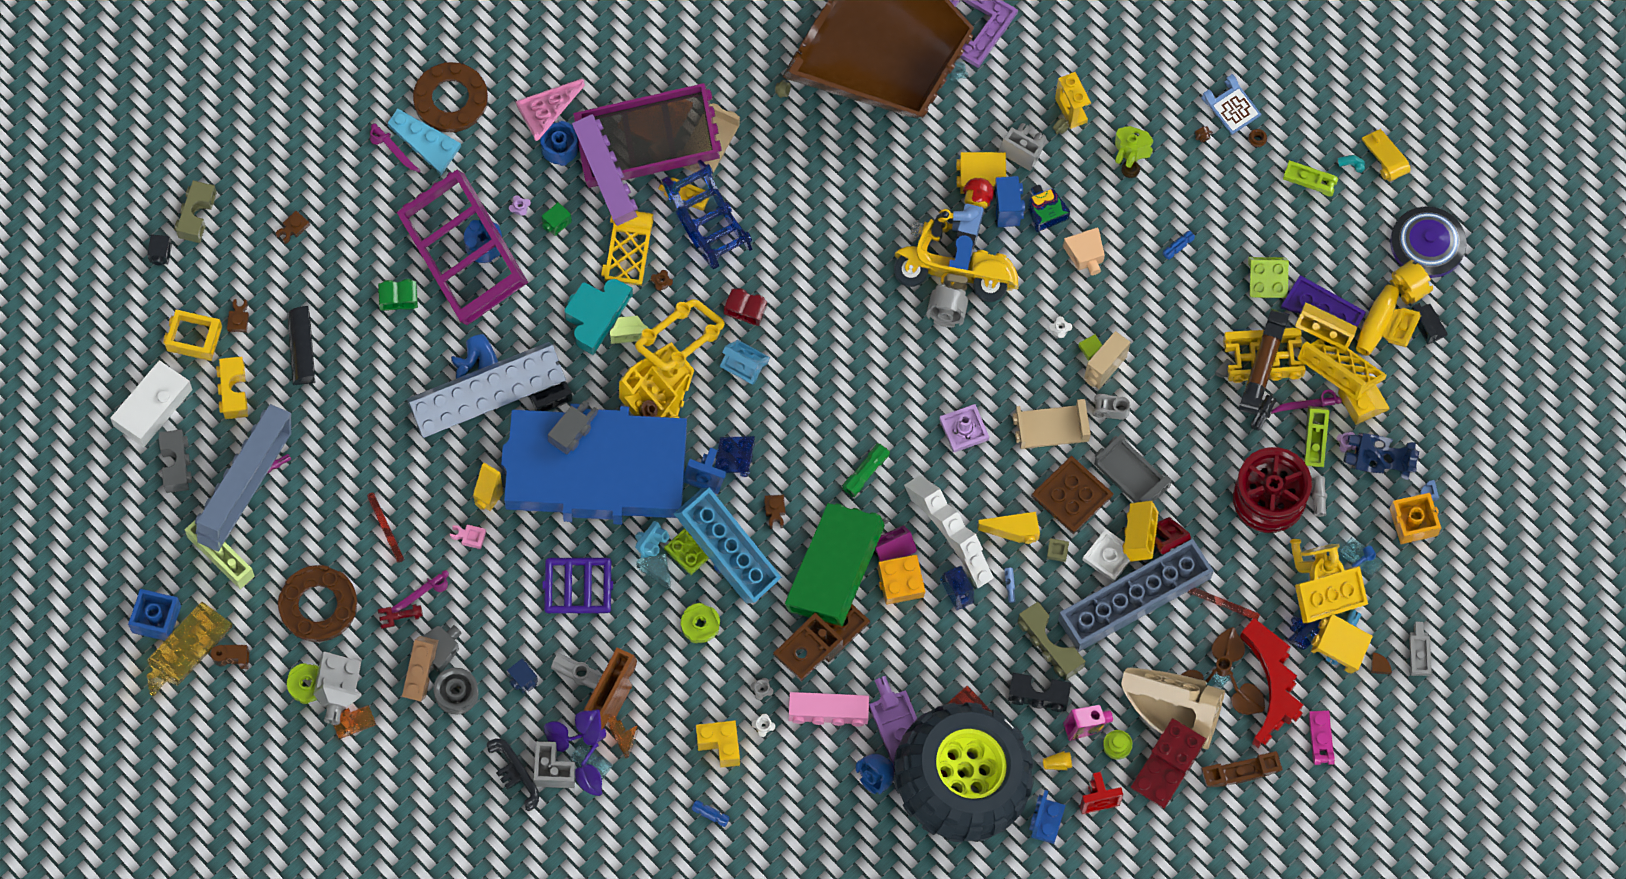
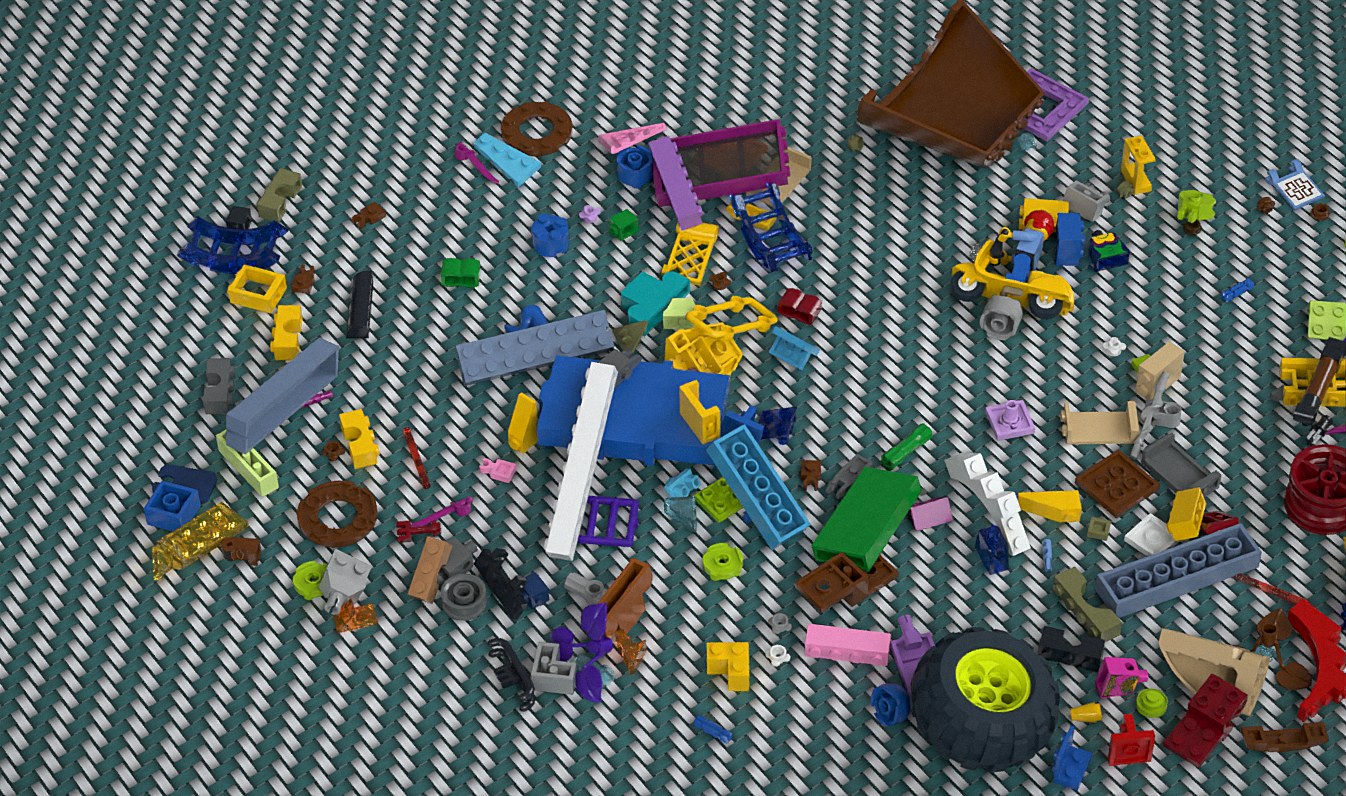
camera: 10 degrees right, 20 degrees down
(151, 403) = (205, 338): white brick -> none
(161, 304) = (232, 264): none -> clear blue fence
(163, 578) = (192, 478): none -> dark blue piece
(301, 522) = (333, 450): none -> reddish brown plate
(320, 497) = (362, 450): none -> yellow arch
(493, 295) = (551, 274): magenta window -> none
(496, 680) = (506, 590): none -> black hinge
(553, 535) = (581, 461): none -> white brick
(579, 361) = (630, 335): none -> olive piece
(670, 490) = (701, 421): none -> yellow panel
(813, 509) = (848, 475): none -> dark grey hinge
(901, 579) = (934, 538): light orange brick -> none
(1085, 250) = (1143, 285): light nougat torso -> none
(1097, 414) = (1147, 414): none -> light grey piece

